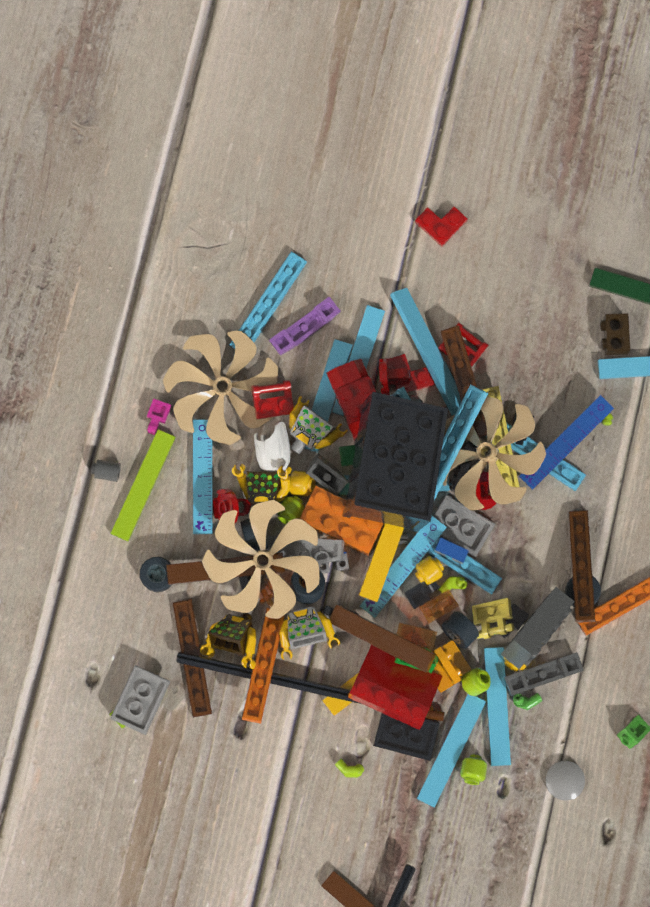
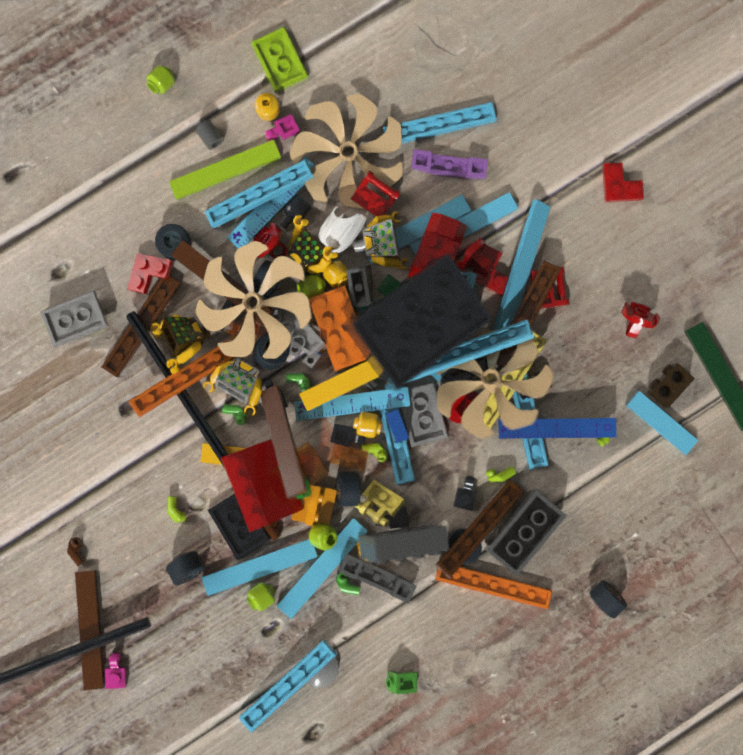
camera: 40 degrees right, 5 degrees up
(31, 464) = (160, 79): none -> lime head
(104, 367) = (279, 59): none -> lime tile
(135, 413) = (267, 106): none -> yellow head
(155, 613) = (144, 269): none -> plate
(186, 479) = (259, 194): none -> medium azure tile
(223, 466) = (296, 207): none -> black piece
(304, 871) = (74, 550): none -> reddish brown arm
(325, 653) = (237, 411): none -> bright green arm
(348, 585) = (299, 378): none -> bright green arm
(399, 802) = (185, 568): none -> black wheel
(546, 307) = (639, 317): none -> red tile
(549, 555) = (465, 496): none -> black plate
(555, 814) = (288, 685): none -> medium azure tile
(560, 516) = (502, 476): none -> lime arm
(616, 538) = (525, 532): none -> dark grey brick

